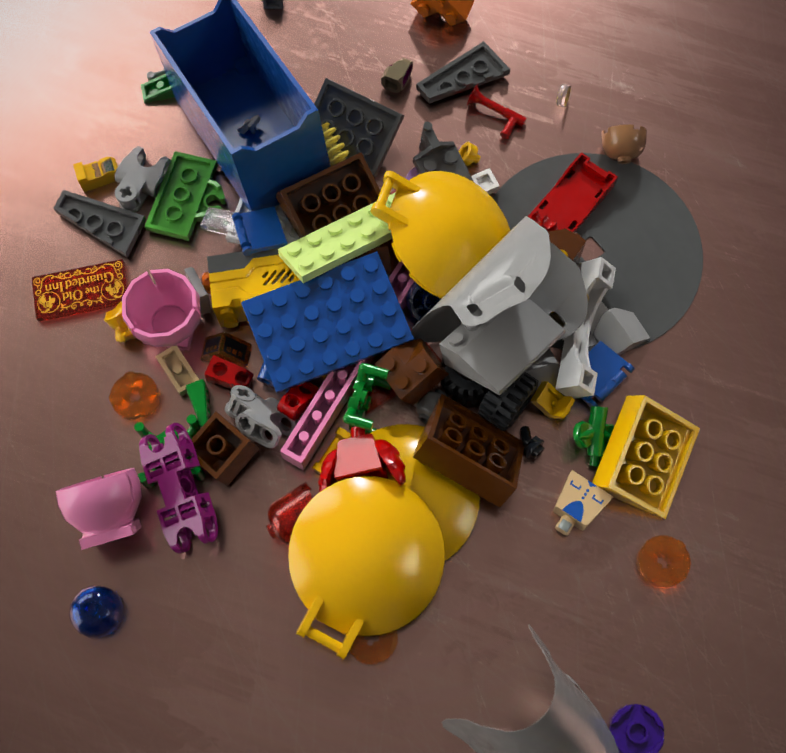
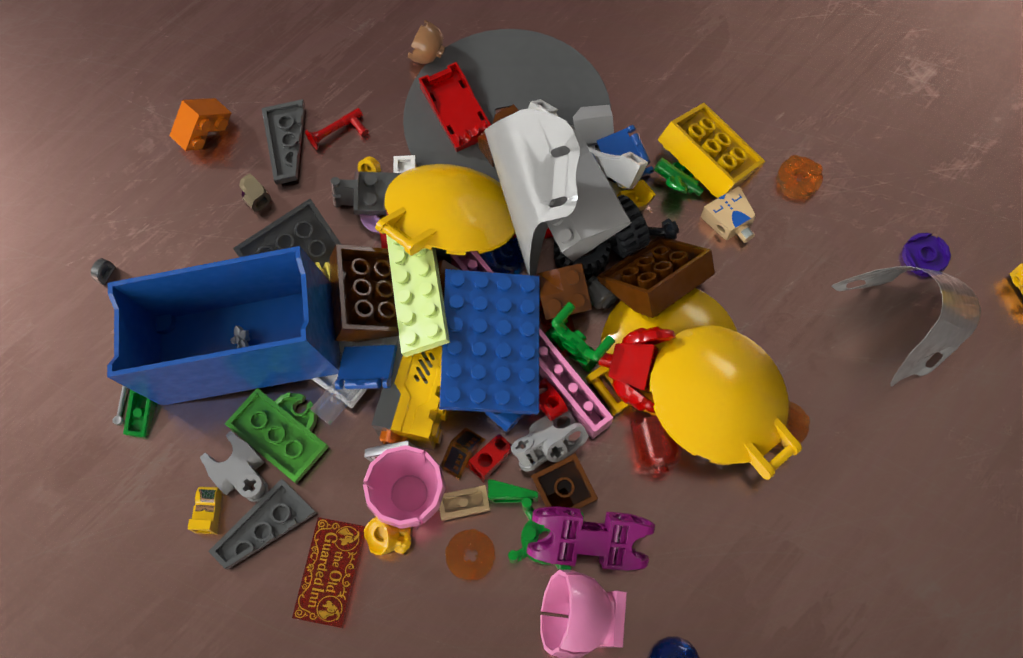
camera: 65 degrees left, 0 degrees up
(563, 95) = (352, 70): clear tile -> none

